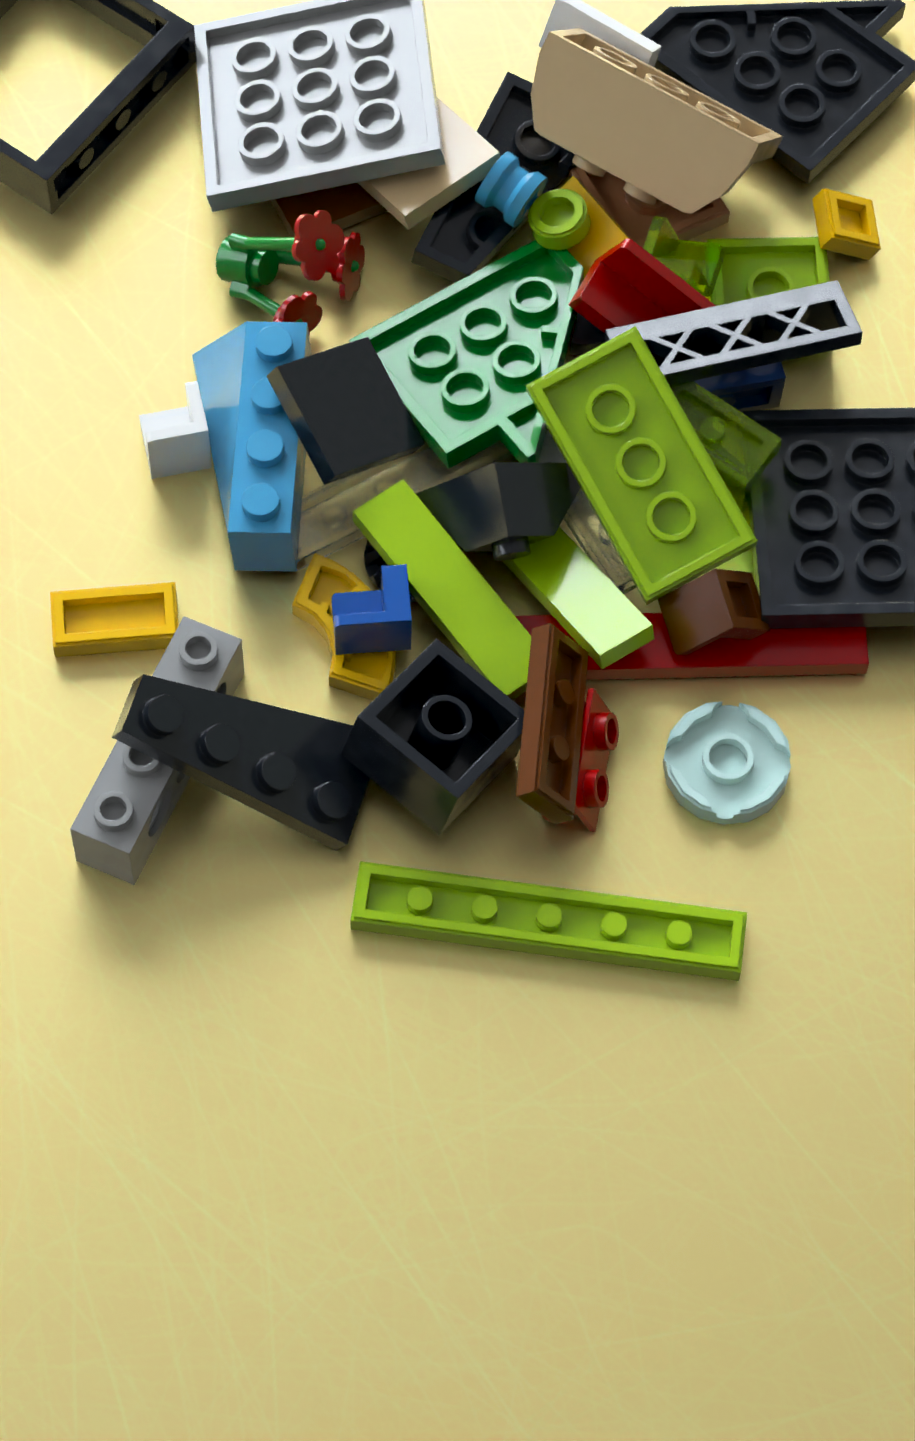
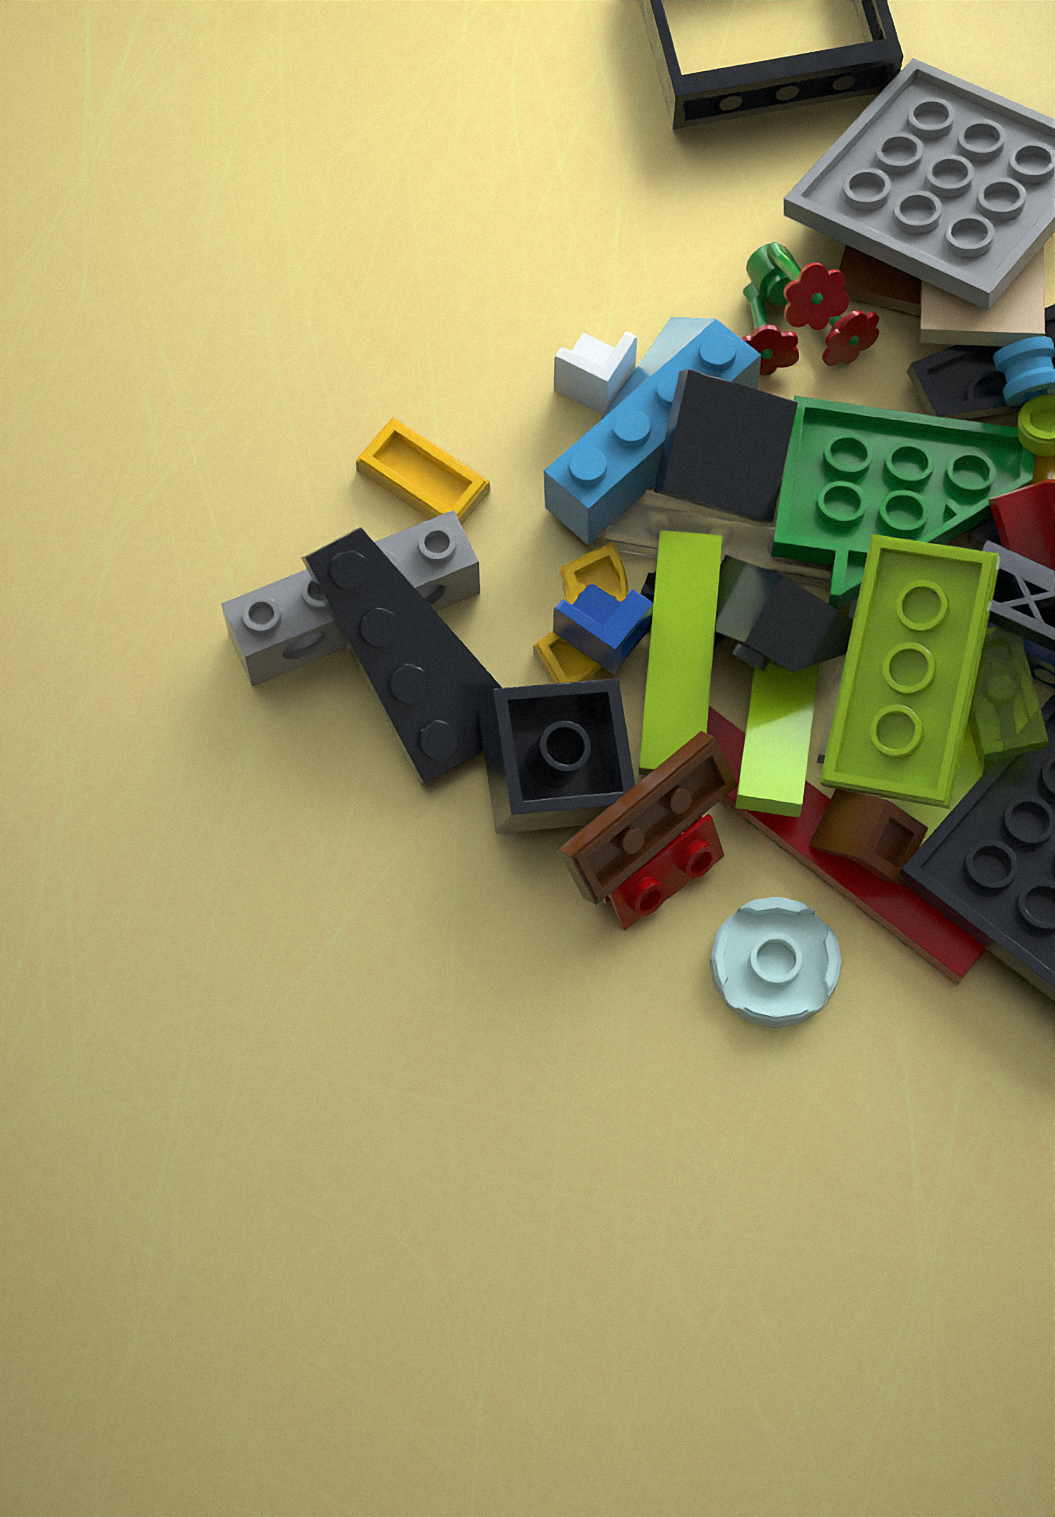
camera: 45 degrees right, 5 degrees up
(549, 921) = (522, 971): lime tile -> none

